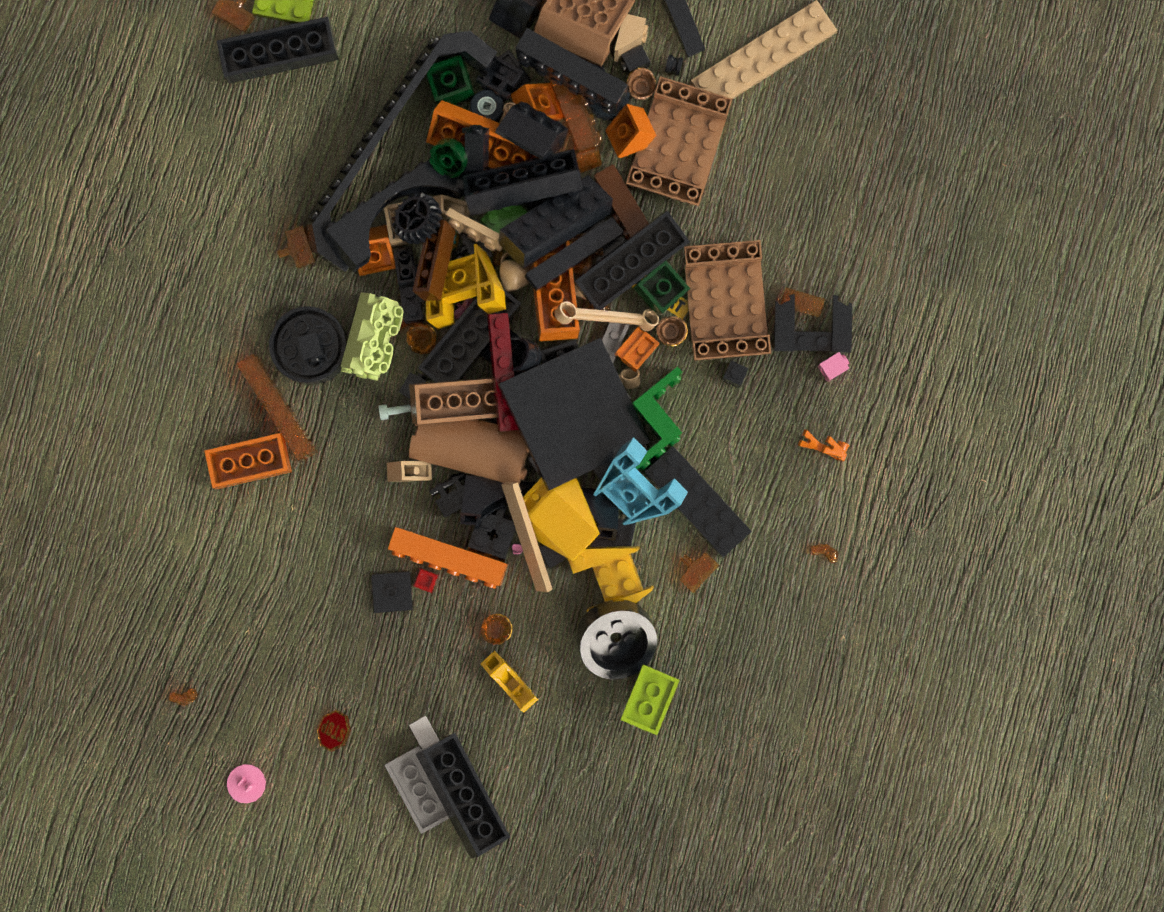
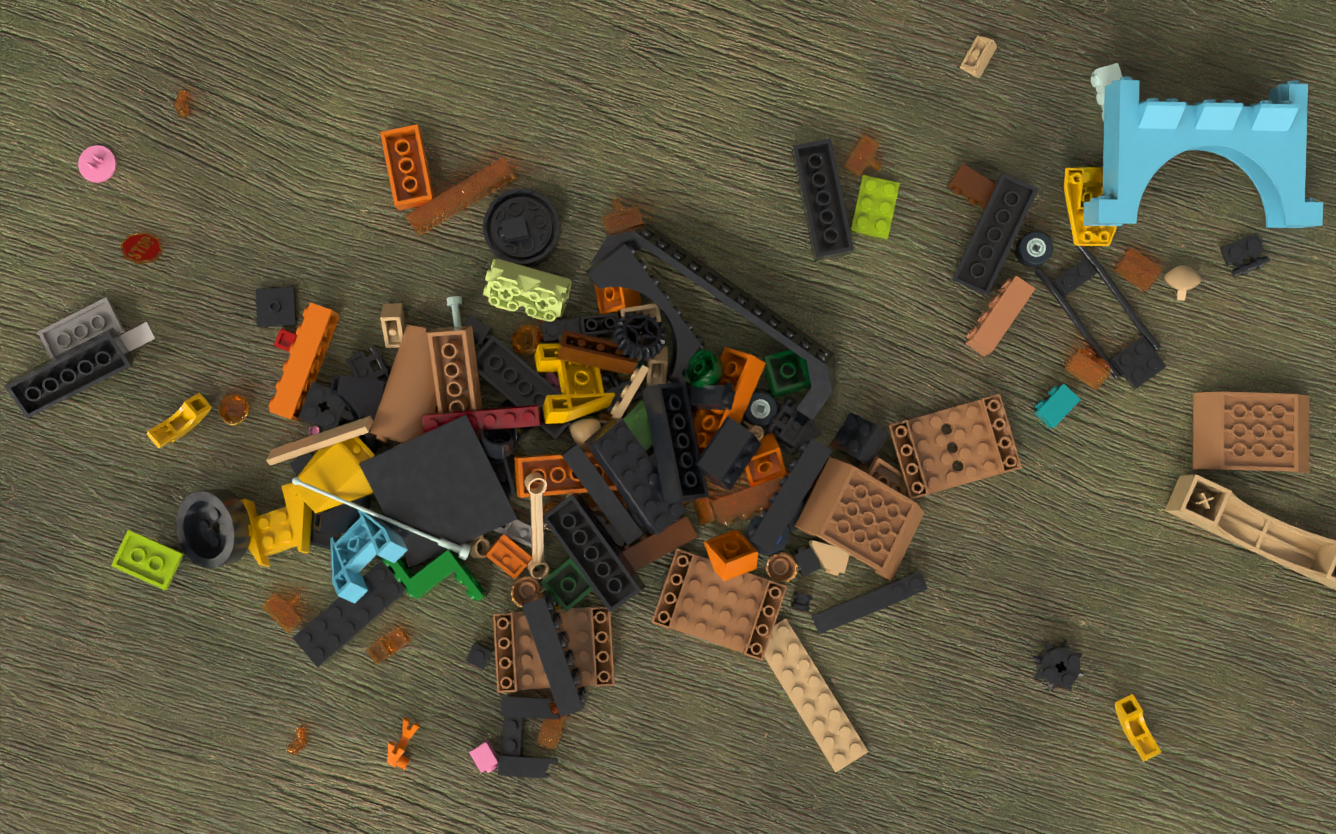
camera: 90 degrees right, 0 degrees up
(633, 390) = (462, 551): none -> light aqua piece
(728, 466) = (388, 645): none -> clear orange slope
(730, 295) = (555, 652): none -> black brick

